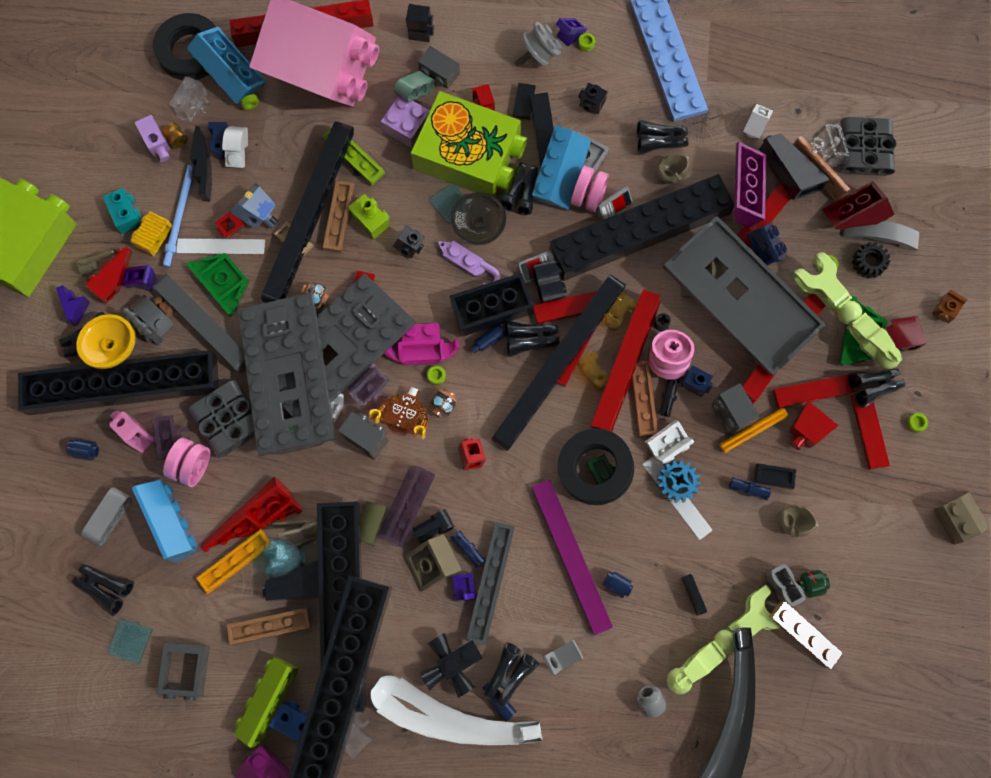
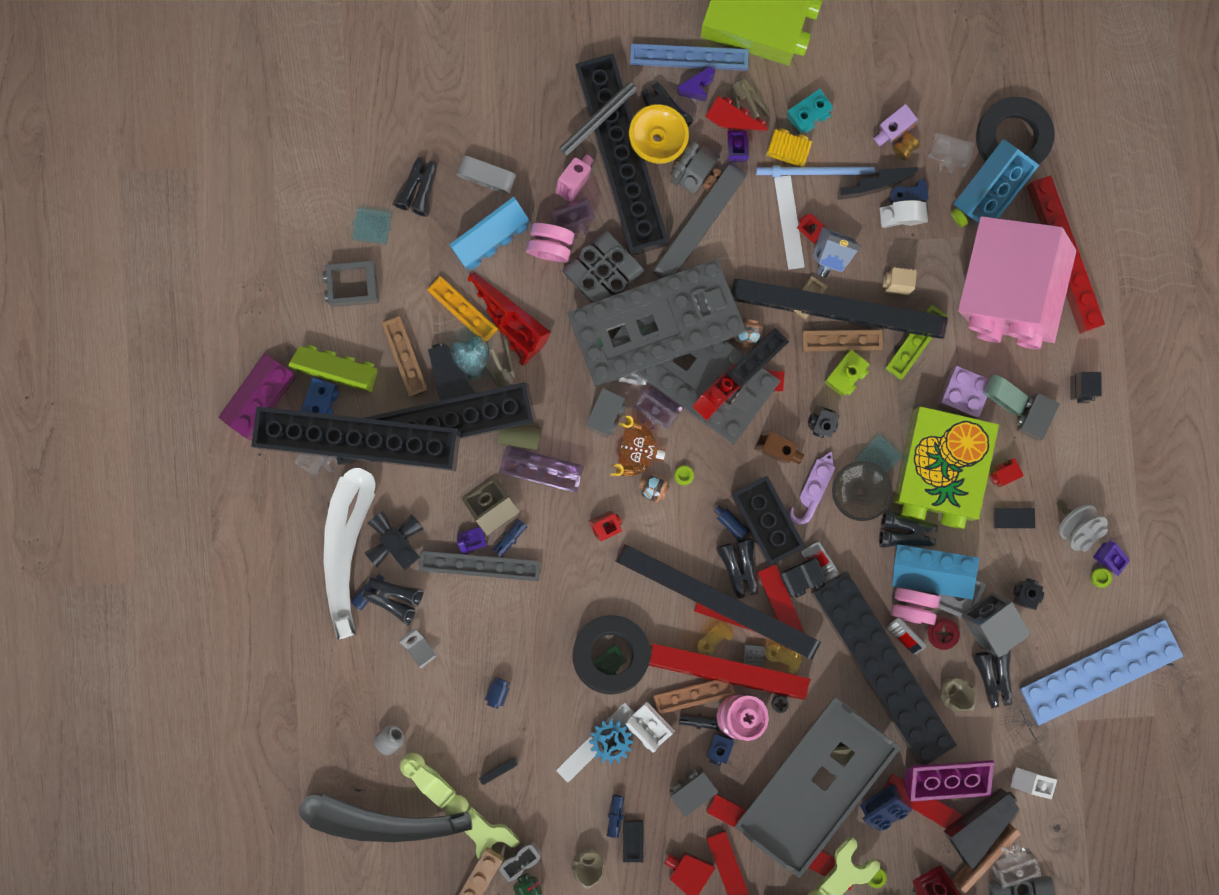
camera: 80 degrees right, 10 degrees up
(43, 309) = (689, 57): none -> medium blue plate
(76, 396) = (599, 117): none -> dark grey axle
(83, 449) = (549, 135): dark blue brick -> none
(221, 279) = (750, 232): green wing -> none
(295, 156) = (899, 281): none -> tan brick
(339, 288) = (758, 357): none -> black tile
(364, 324) = (716, 395): none -> red slope
(422, 346) = (711, 456): dark pink plate -> none
(425, 285) = (772, 445): none -> reddish brown torso
(437, 524) = (528, 502): black piece -> none
(542, 122) = (988, 543): black slope -> none
(572, 557) = (518, 643): magenta tile -> none
(614, 338) = (754, 655): none -> dark grey tile
(616, 124) = (996, 624): none -> brick
(624, 170) = (948, 641): none -> dark red gear
(753, 430) = (683, 821): light orange axle -> none

